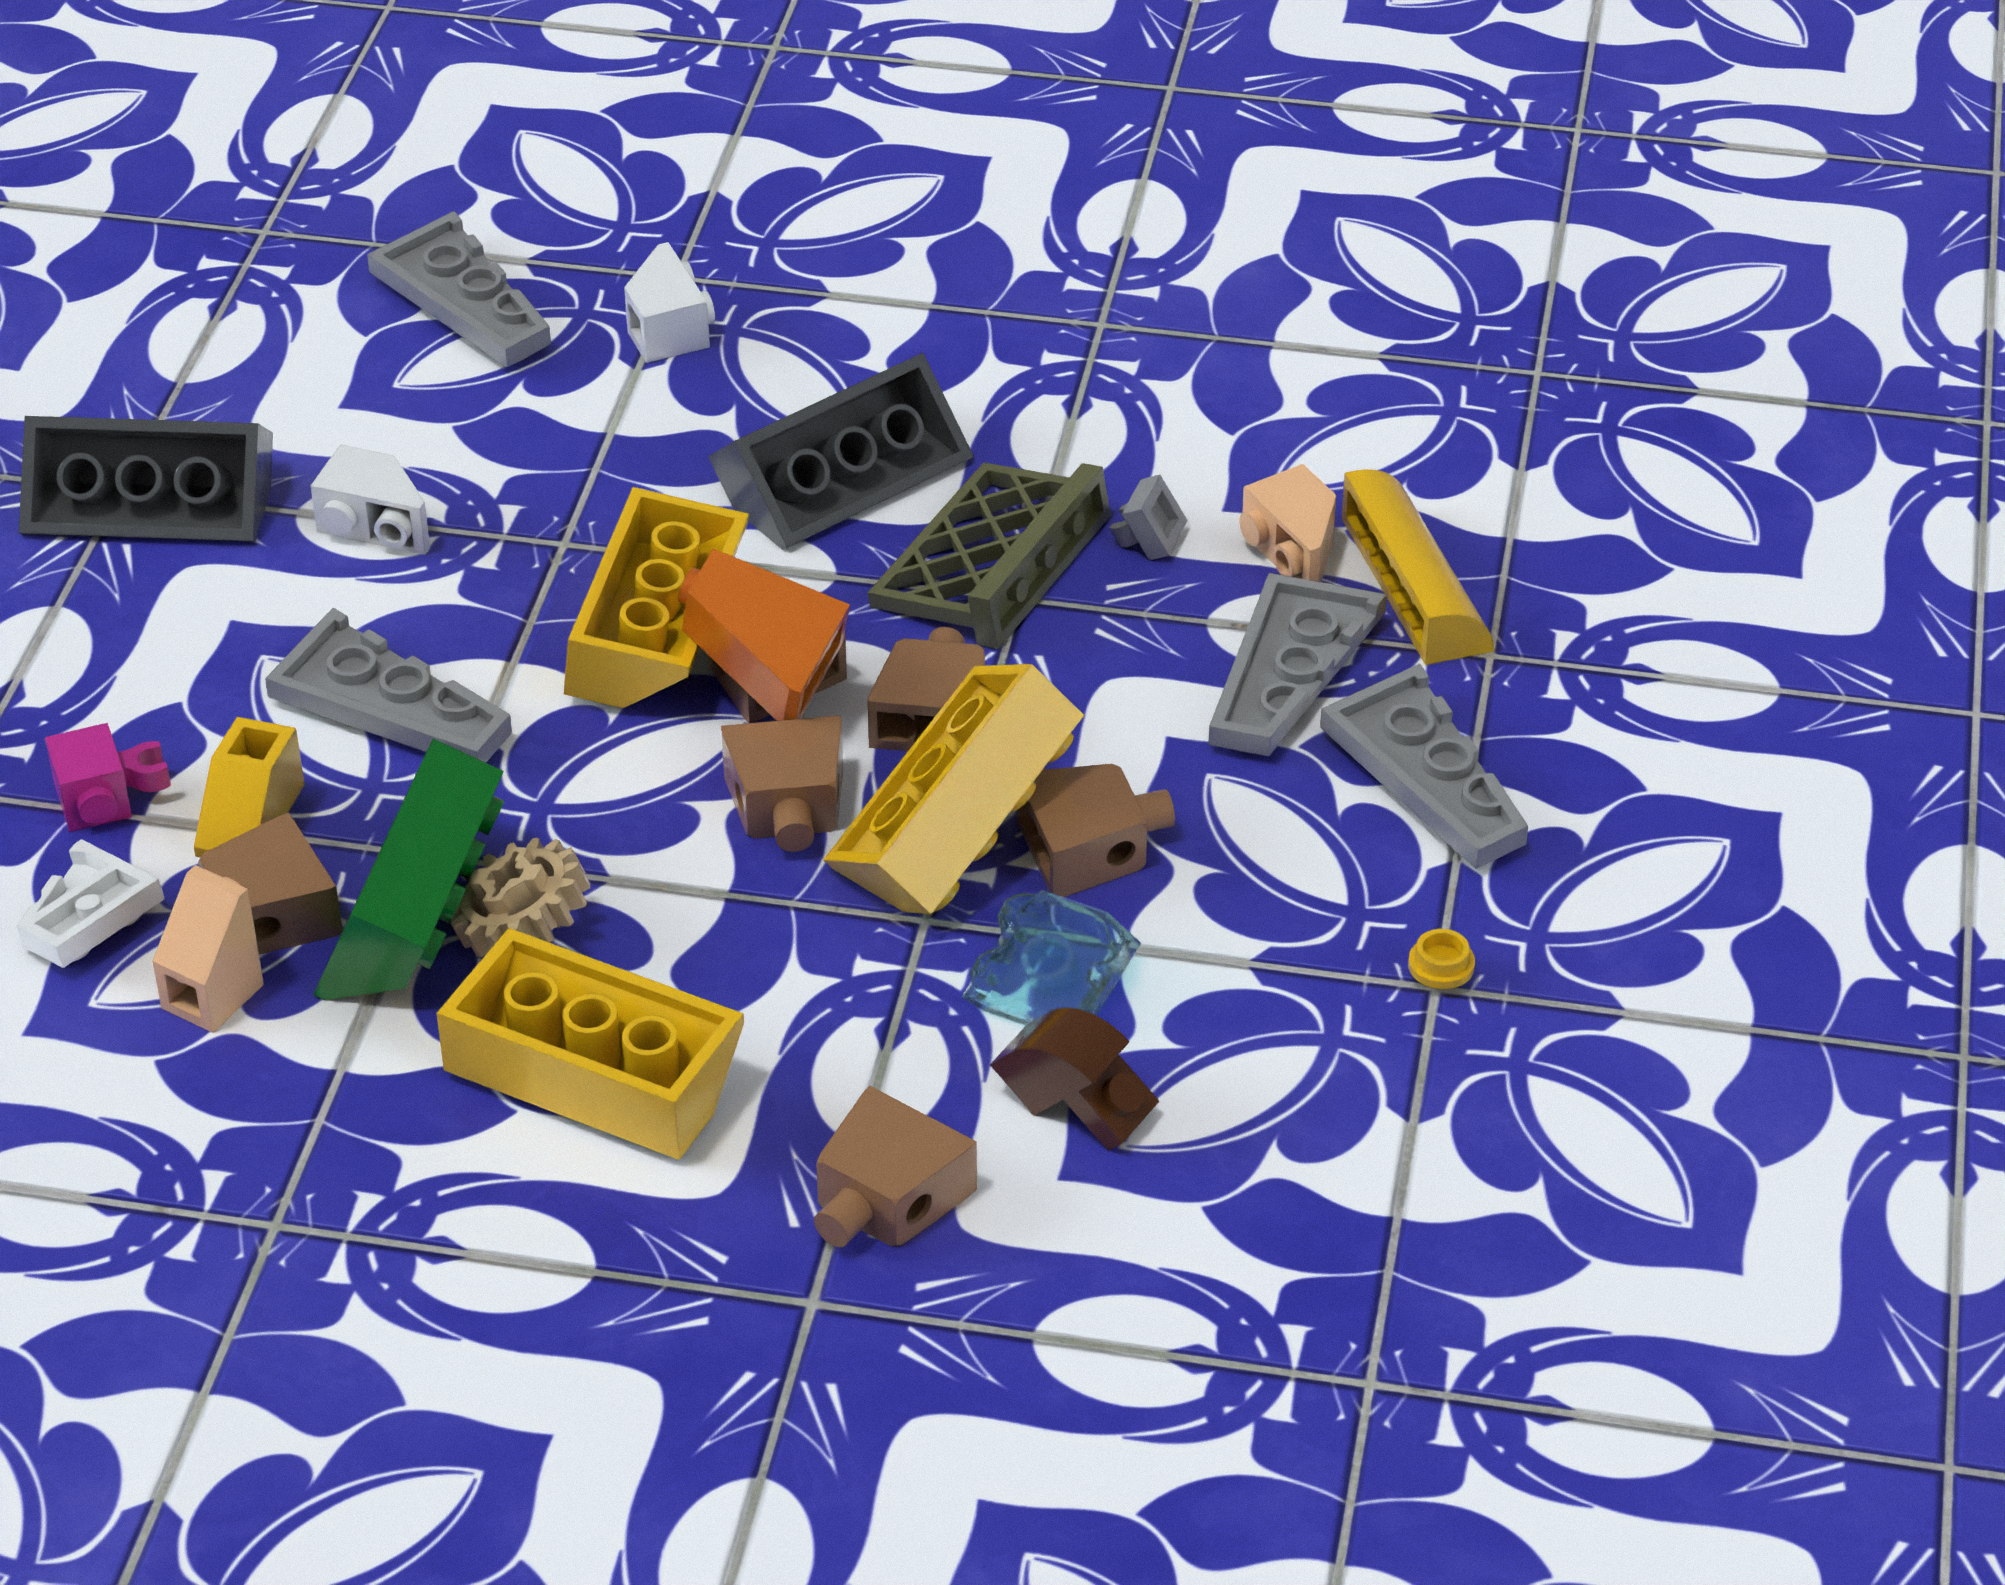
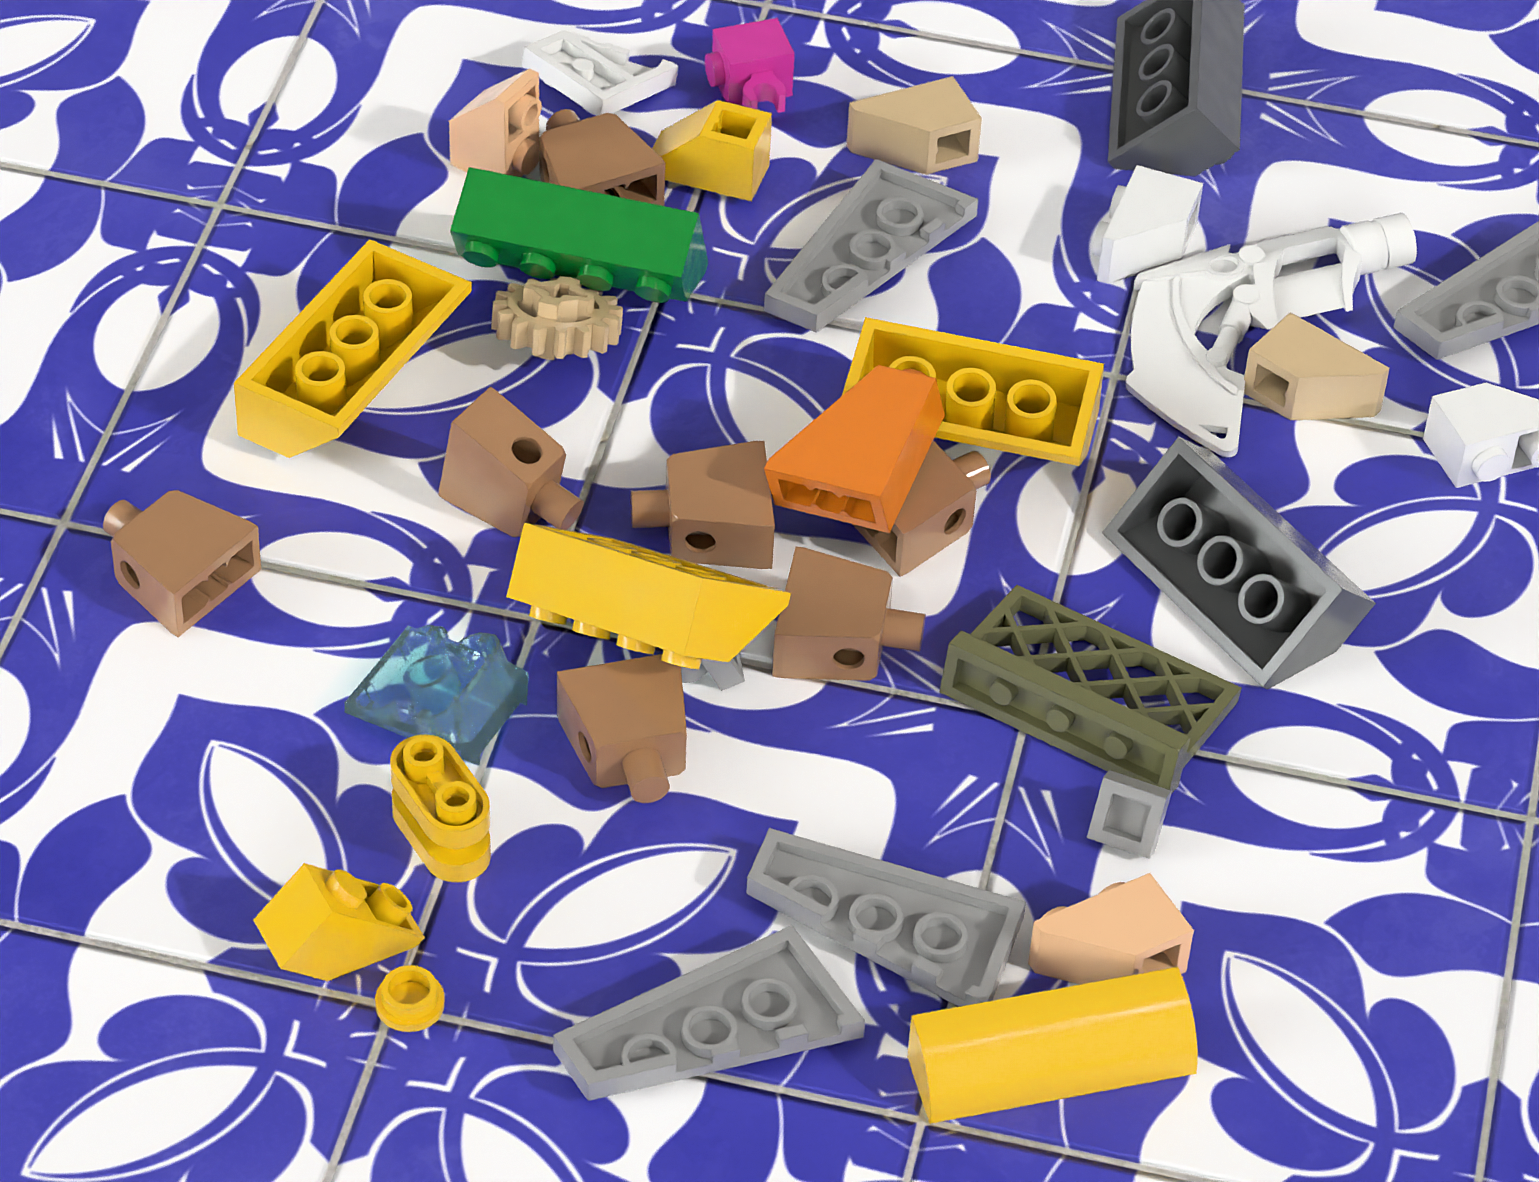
camera: 90 degrees right, 5 degrees up
(209, 650) = (917, 127): none -> tan slope
(456, 490) = (1192, 384): none -> white piece
(581, 408) = (1313, 374): none -> tan slope
(758, 919) = (505, 468): none -> medium nougat torso
(1077, 1061) = (266, 674): reddish brown brick -> none
(1219, 941) = (440, 808): none -> yellow brick
(1376, 1003) = (335, 923): none -> yellow slope

